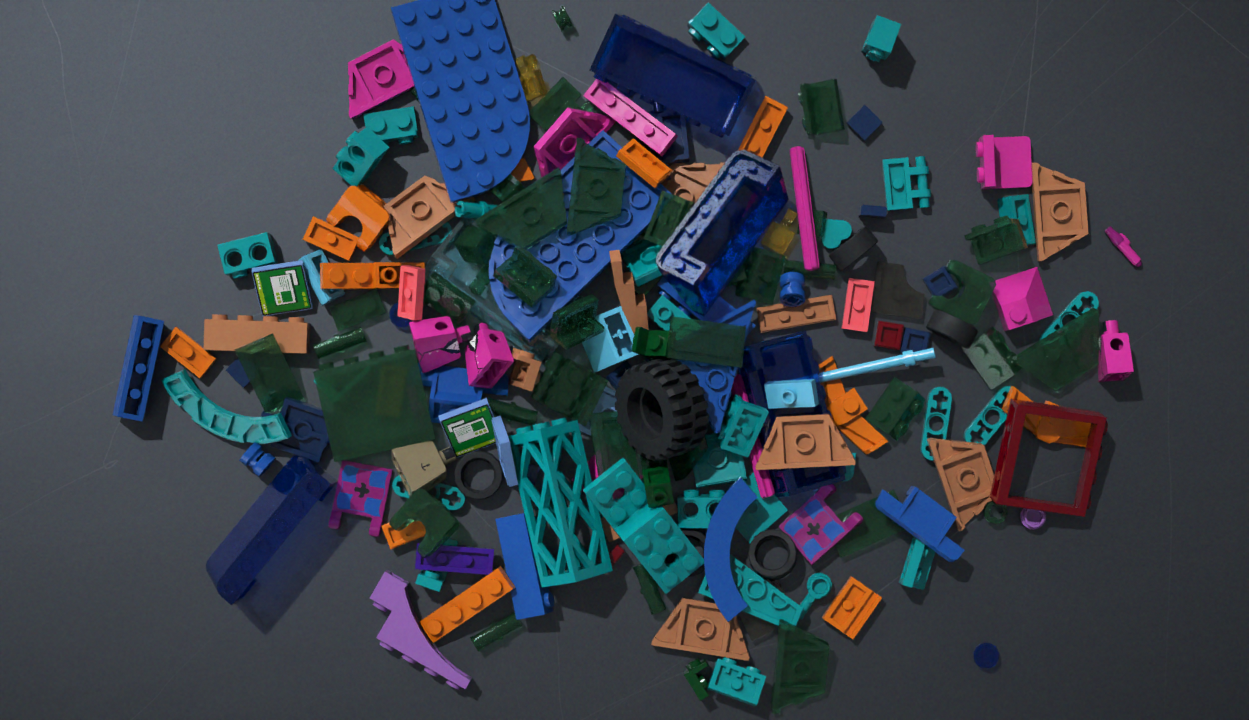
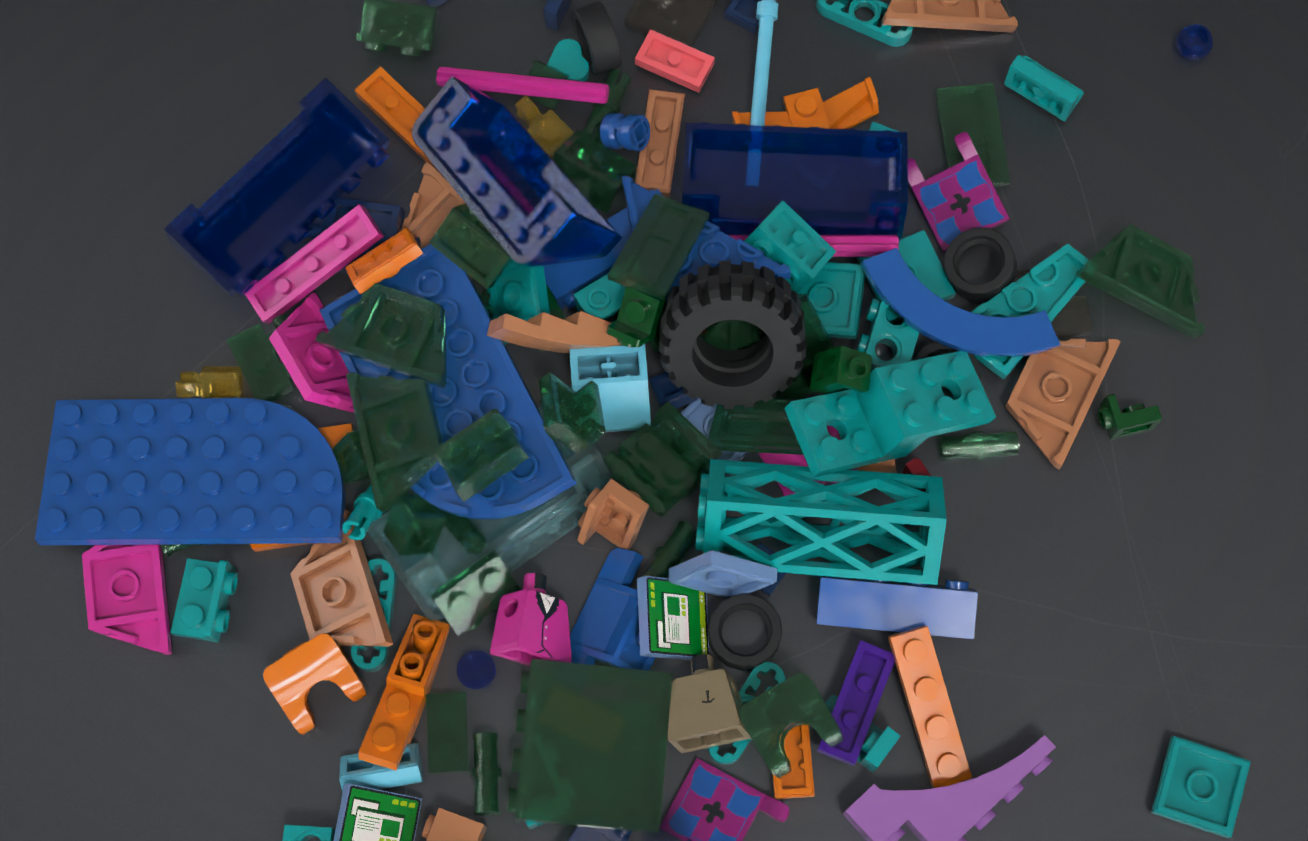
camera: 70 degrees left, 15 degrees down
(331, 238) = (330, 736): orange plate -> none
(360, 156) = (232, 648): teal brick -> none
(411, 292) = (448, 637): coral plate -> none
(487, 357) = (579, 560): dark pink torso -> none
(495, 631) = (980, 679): clear green pin -> none
(561, 18) = (147, 318): clear green bush -> none
(715, 32) = (245, 130): teal bracket -> none
(737, 681) = (1147, 363): teal bracket -> none
(791, 393) = (766, 168): medium azure plate -> none
(804, 443) = (840, 168): nougat wing -> none
(818, 586) = (1042, 222): teal plate -> none
(851, 607) = (1082, 188): orange plate -> none
(888, 335) = (727, 38): dark red tile -> none
(896, 409) = (828, 54): clear green bracket -> none
(923, 520) = (989, 53): blue plate -> none

